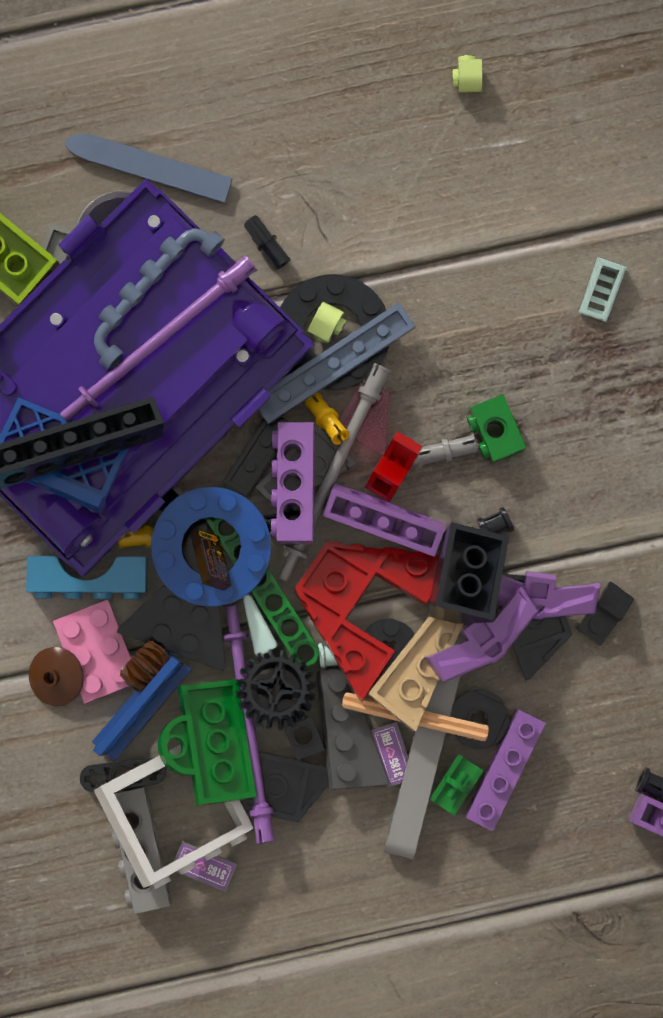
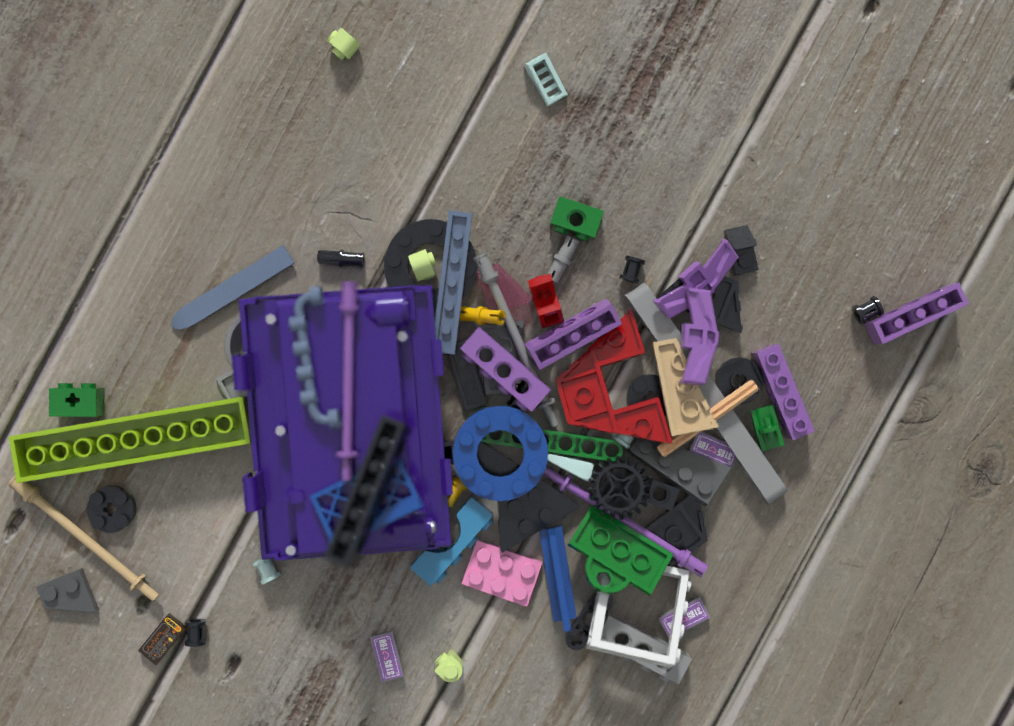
camera: 50 degrees left, 5 degrees up
(66, 672) = (497, 602): reddish brown dish -> none
(144, 666) = (537, 554): reddish brown gear -> none
(210, 559) = (509, 461): dark brown tile -> none
(468, 575) = (653, 314): black slope -> none

